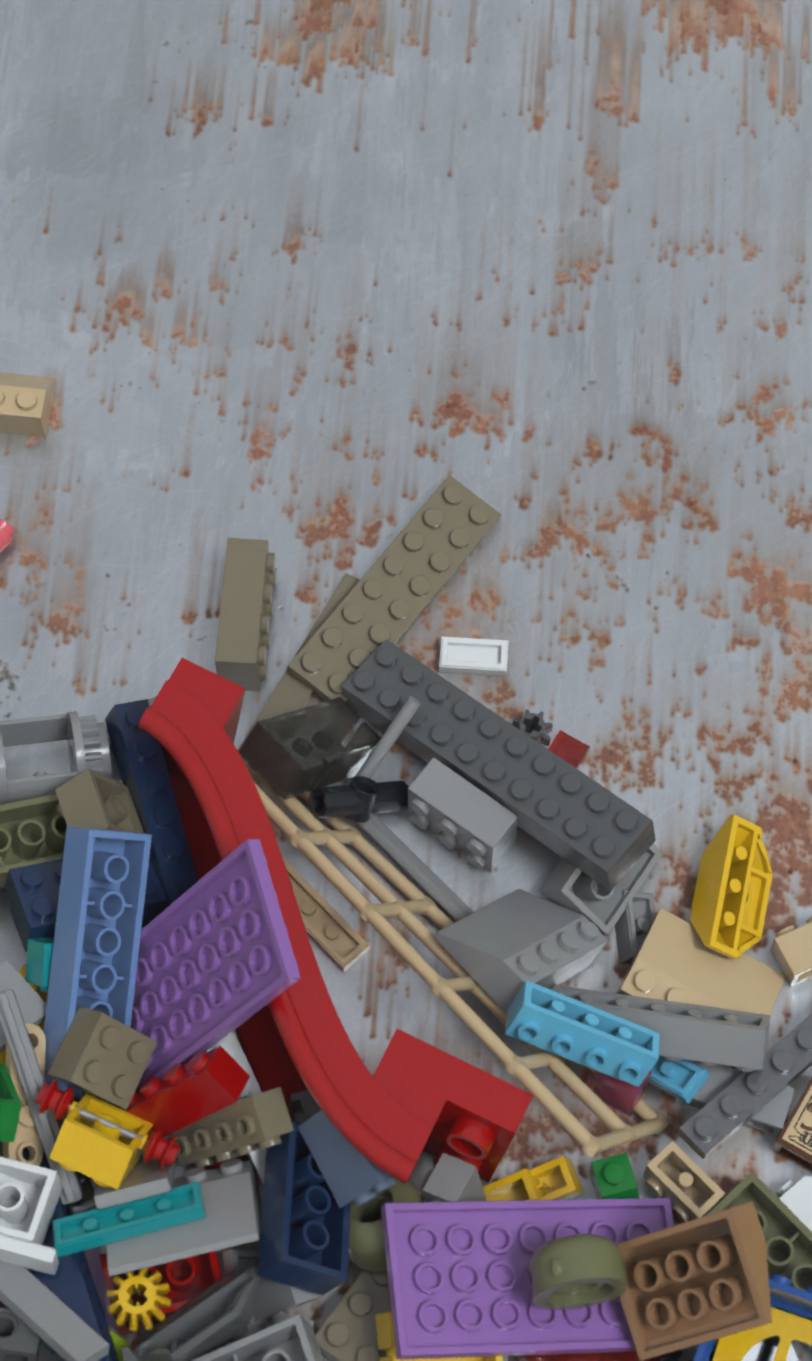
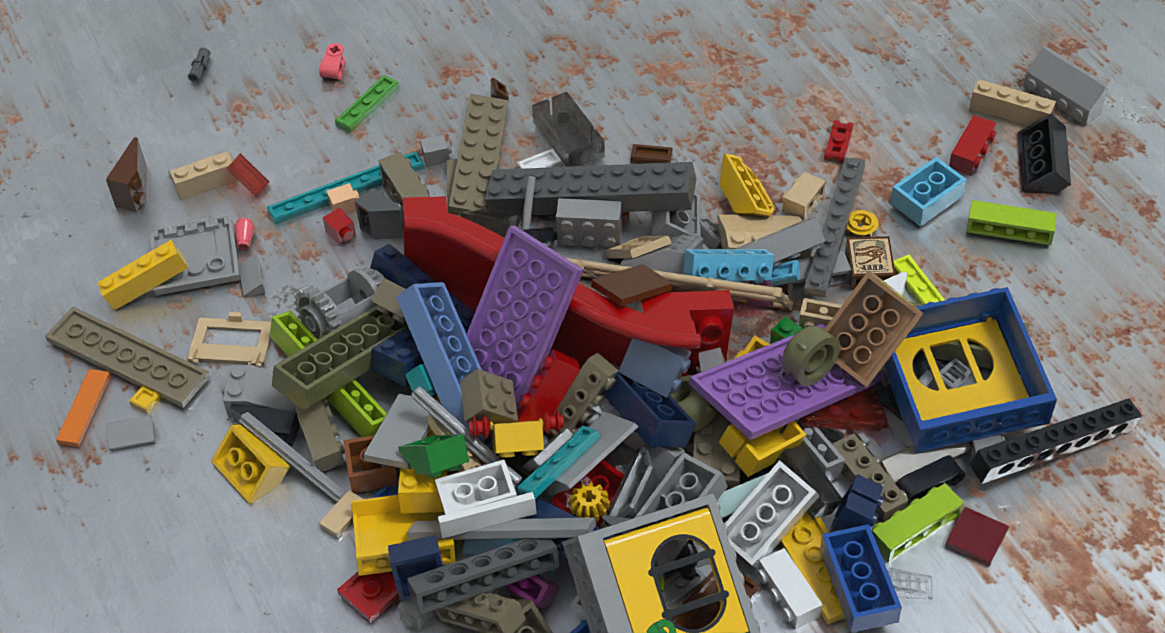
camera: 30 degrees left, 15 degrees down
(53, 444) = (247, 174): none -> clear red tile
(124, 606) = (339, 226): none -> red brick
(125, 185) = (202, 57): none -> dark grey pin
(157, 563) = (343, 198): none -> light nougat brick
(172, 537) = (318, 197): none -> teal tile
(183, 625) = (379, 215): none -> dark grey slope
(295, 302) = (333, 62): none -> coral piece
(302, 402) = (367, 103): none -> bright green tile
(338, 548) = (435, 150): none -> light grey brick
(390, 1011) = (631, 285): none -> reddish brown tile
(493, 907) = (637, 247): none -> tan tile
(501, 487) = (498, 89): none -> reddish brown slope
(544, 629) = (568, 131): none -> clear smoke piece
(645, 735) = (650, 154): none -> reddish brown tile

